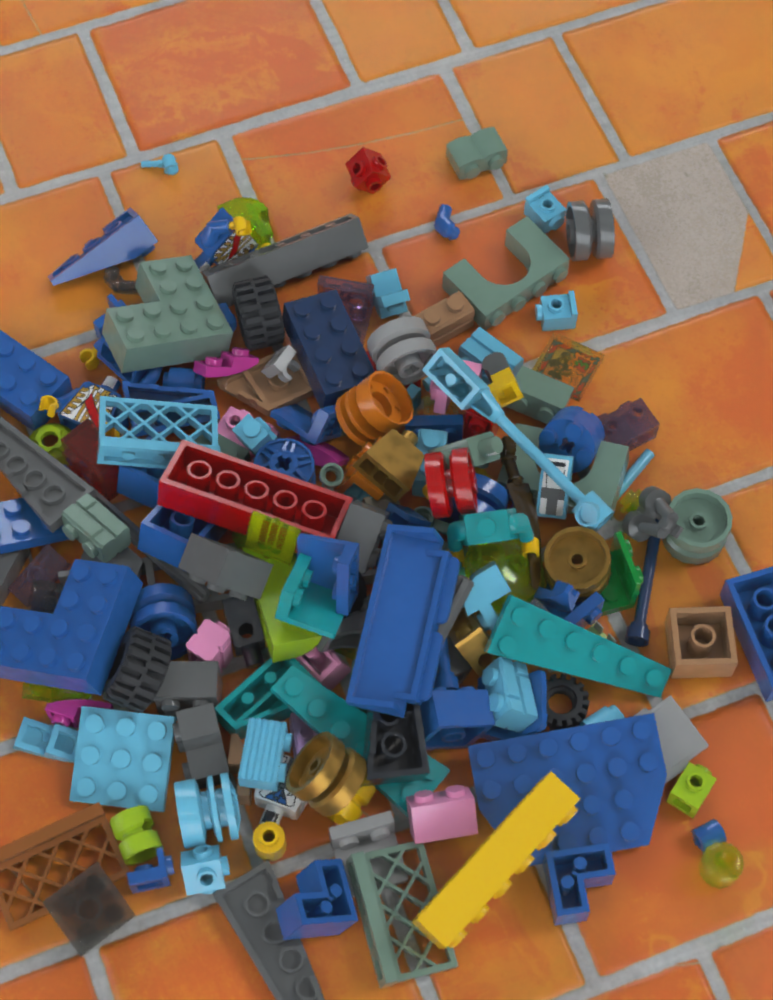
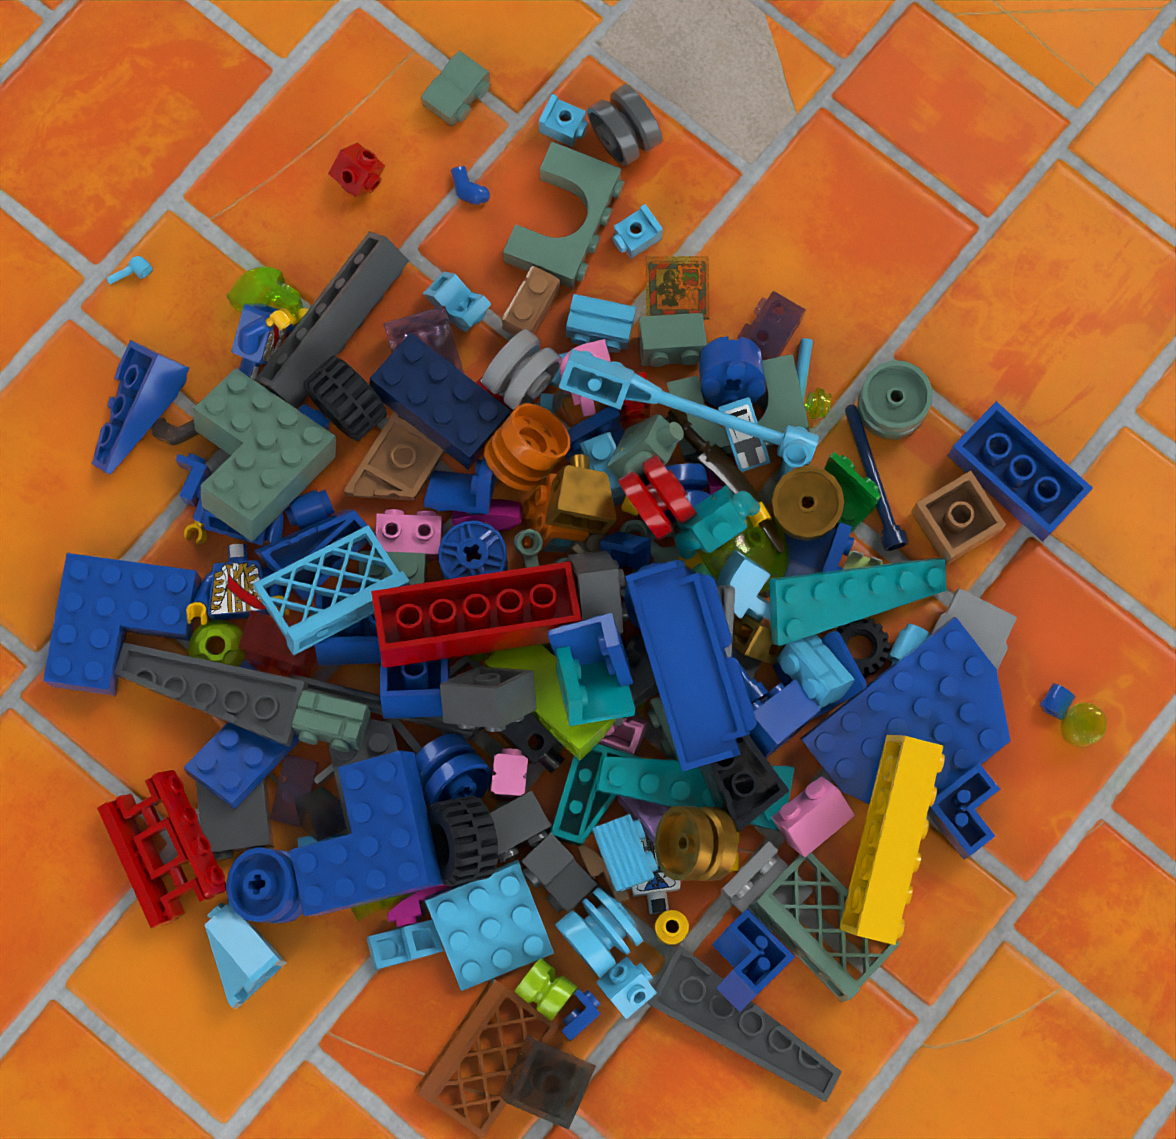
camera: 30 degrees left, 15 degrees up
(229, 363) = (347, 469): dark pink slope -> none
(253, 433) = (425, 536): medium azure brick -> none
(271, 538) = (516, 644): clear neon green piece -> none
(279, 362) = (398, 440): light grey tile -> none
(502, 379) = (628, 341): yellow leg -> none
(561, 598) = (812, 548): blue slope -> none
(653, 505) = (840, 423): dark grey piece -> none
(691, 789) = (1021, 666): lime brick -> none

